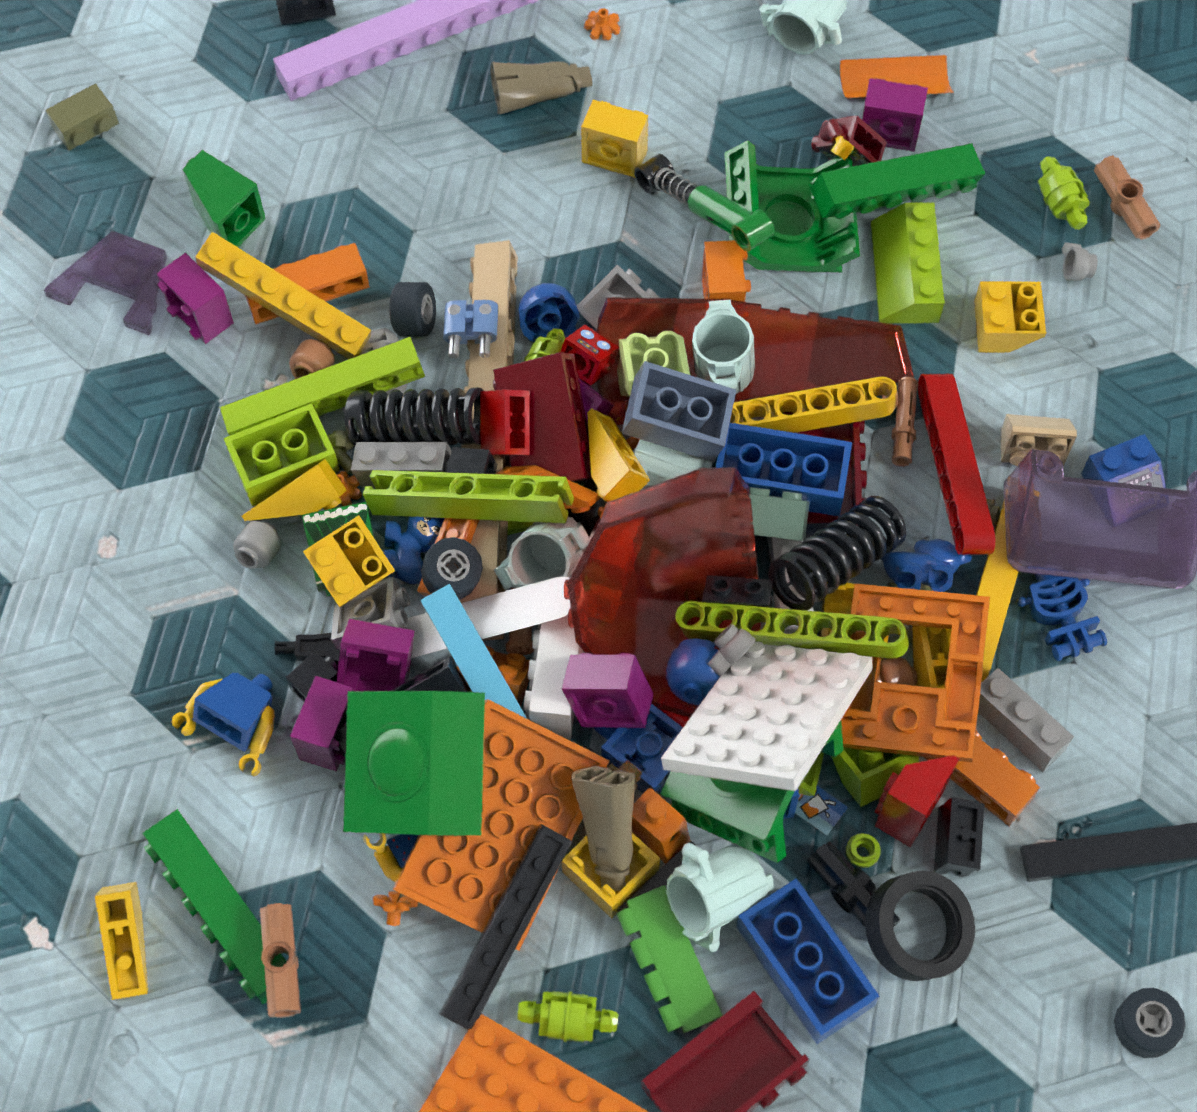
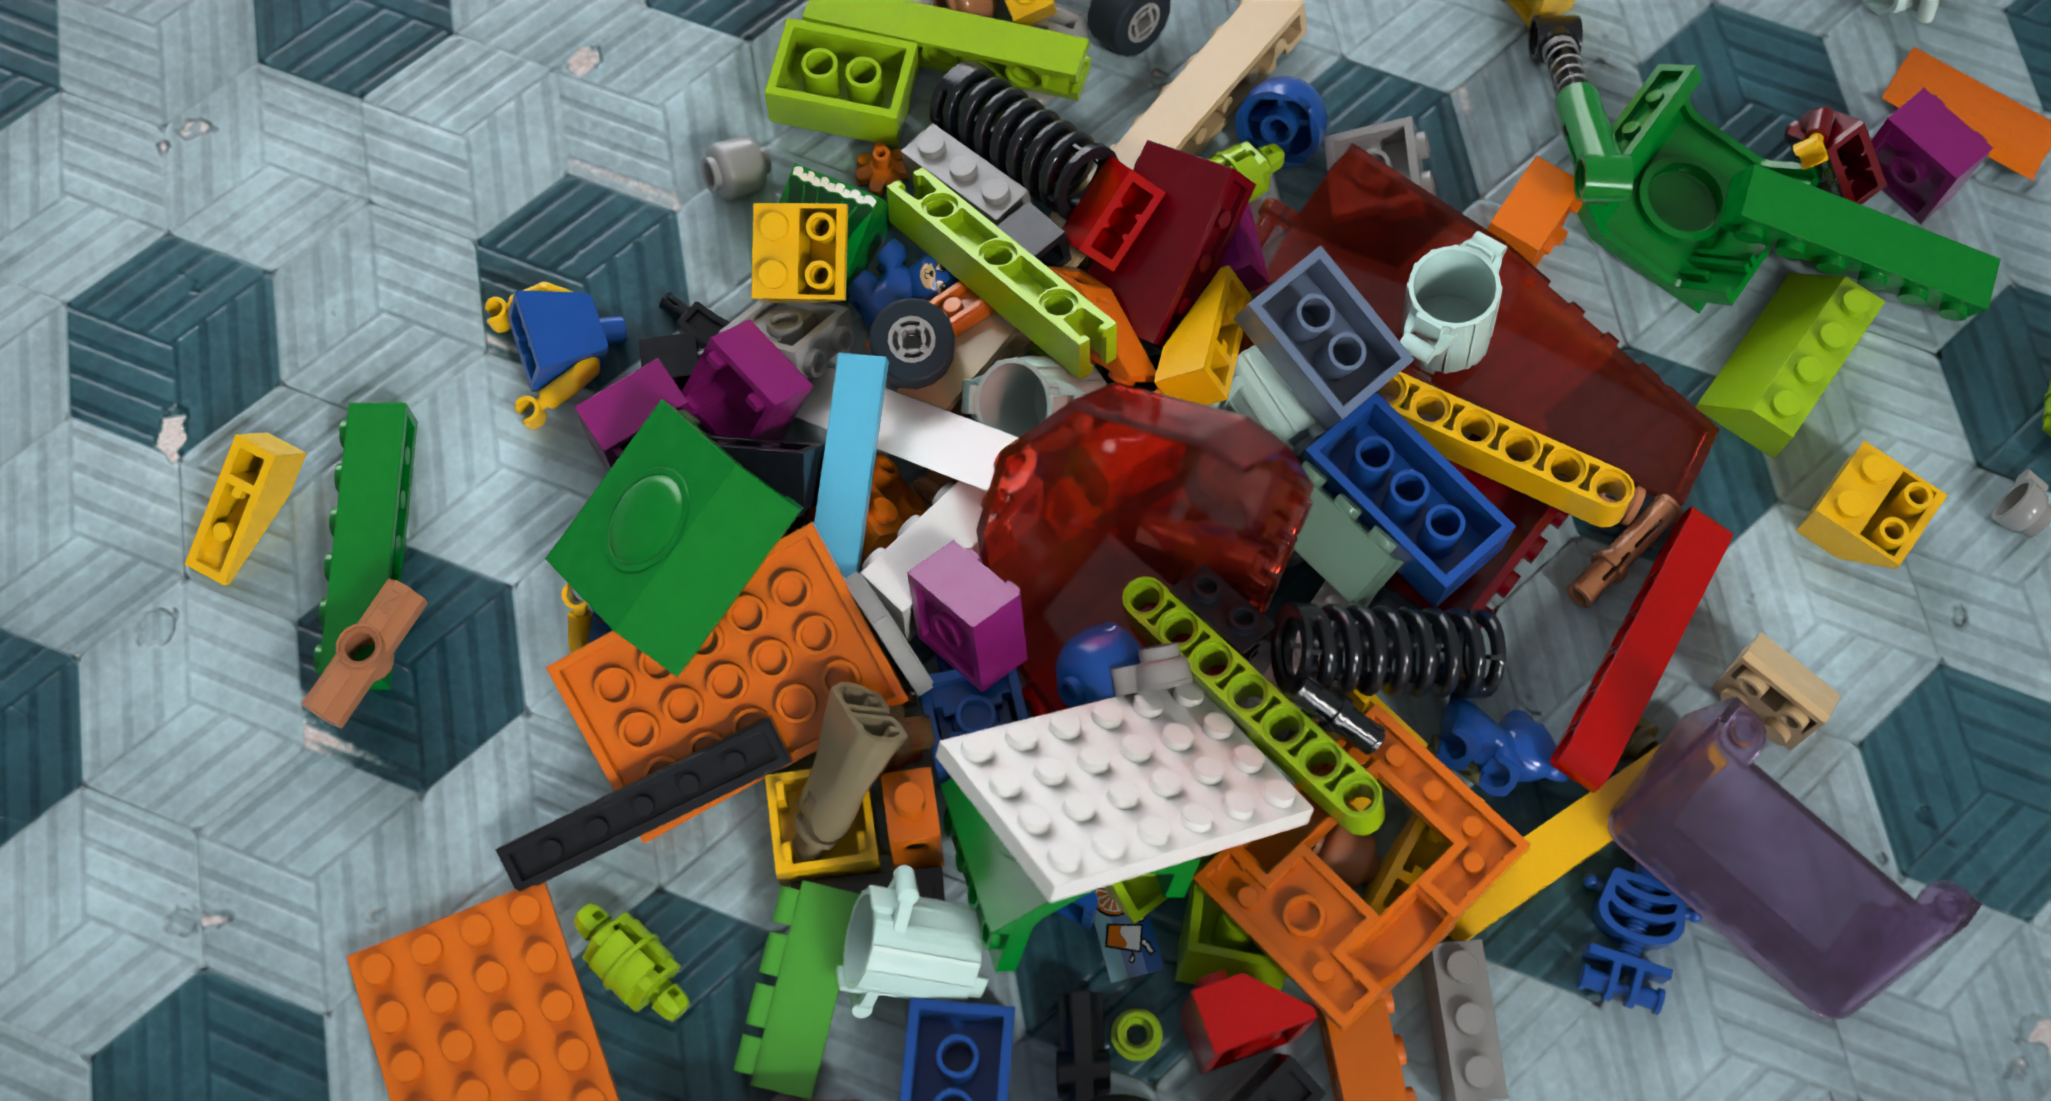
camera: 35 degrees right, 5 degrees up
(304, 495) = (825, 144): yellow slope -> none
(342, 444) = (917, 117): olive plate -> none
(394, 906) = (543, 684): orange plant -> none
(470, 322) = (1176, 70): medium blue piece -> none
(574, 730) = (889, 633): none -> light grey tile
(592, 353) = (1286, 200): red head -> none
(663, 350) = (1366, 255): yellowish green piece -> none
(842, 600) = (1335, 713): none -> black pin
(1127, 463) = (1869, 811): blue slope -> none

